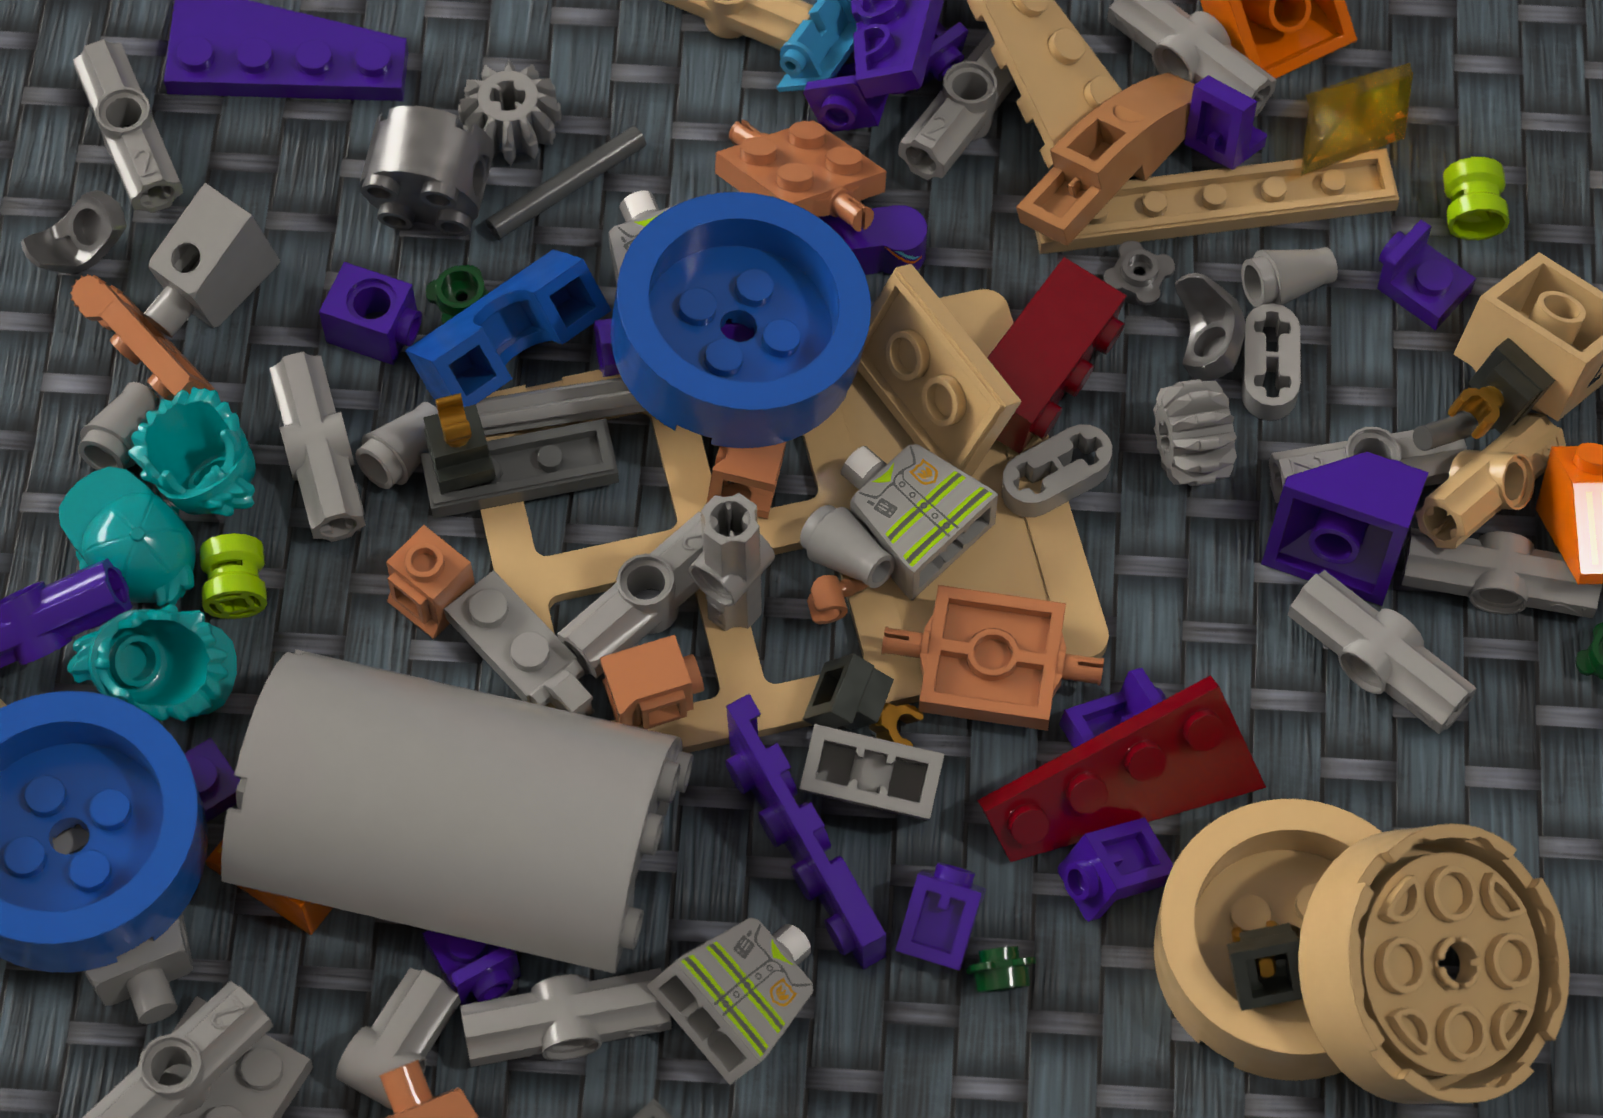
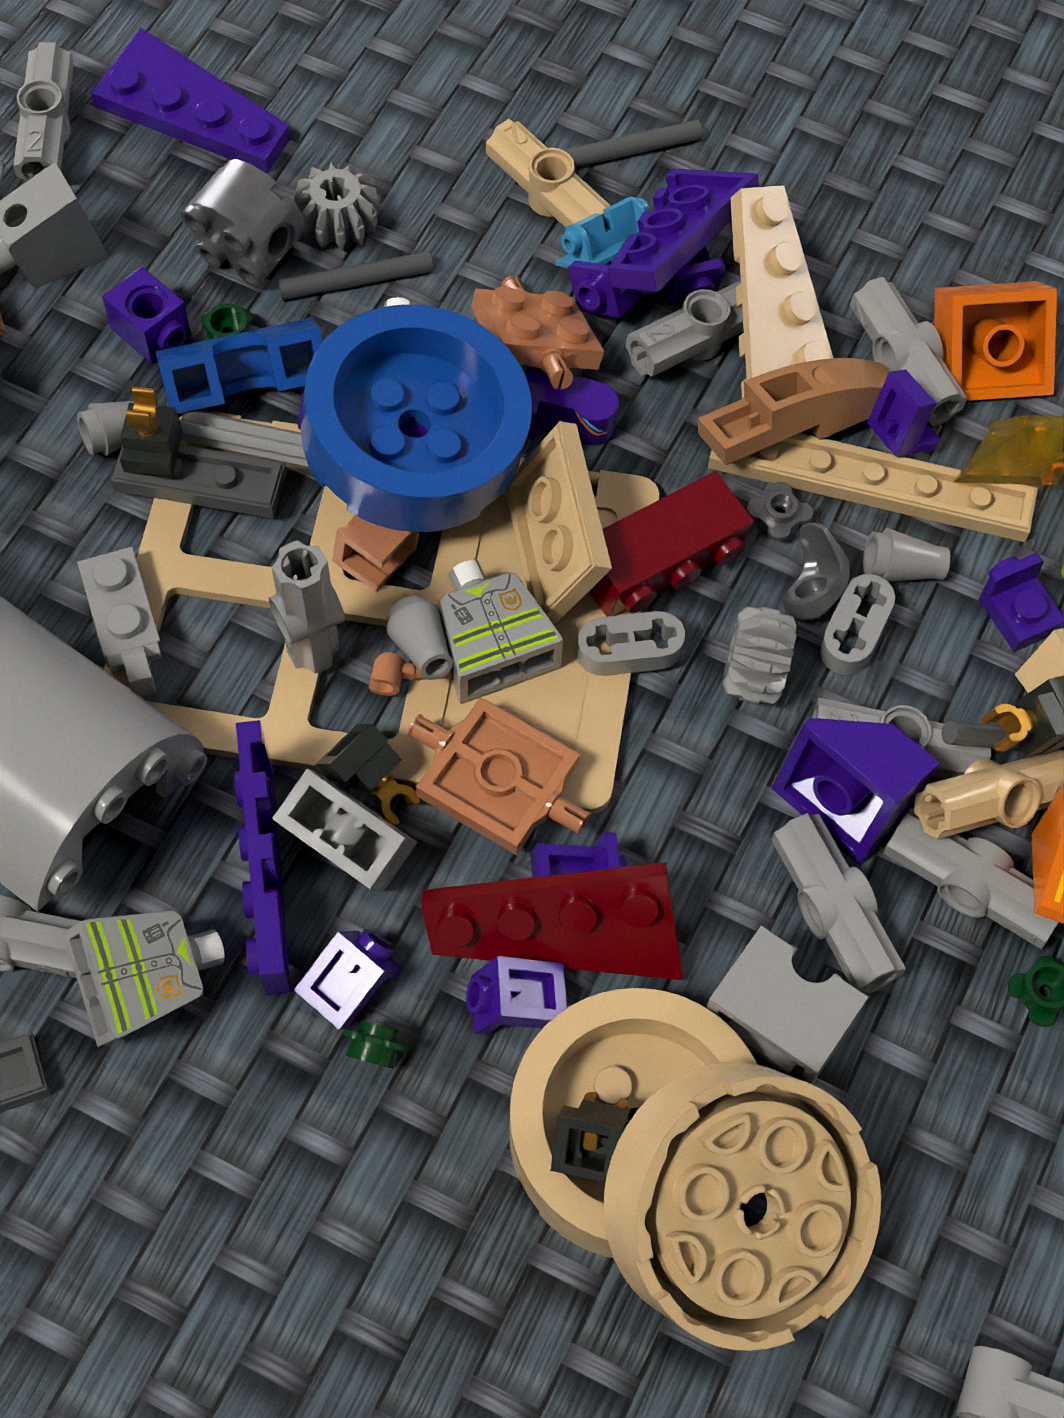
camera: 20 degrees right, 0 degrees up
(317, 447) = (51, 401): light grey piece -> none
(426, 579) = (75, 532): nougat window -> none
(621, 619) = (212, 622): light grey piece -> none
(651, 683) = (203, 685): nougat window -> none
(1381, 775) = (782, 1015): none -> light grey piece

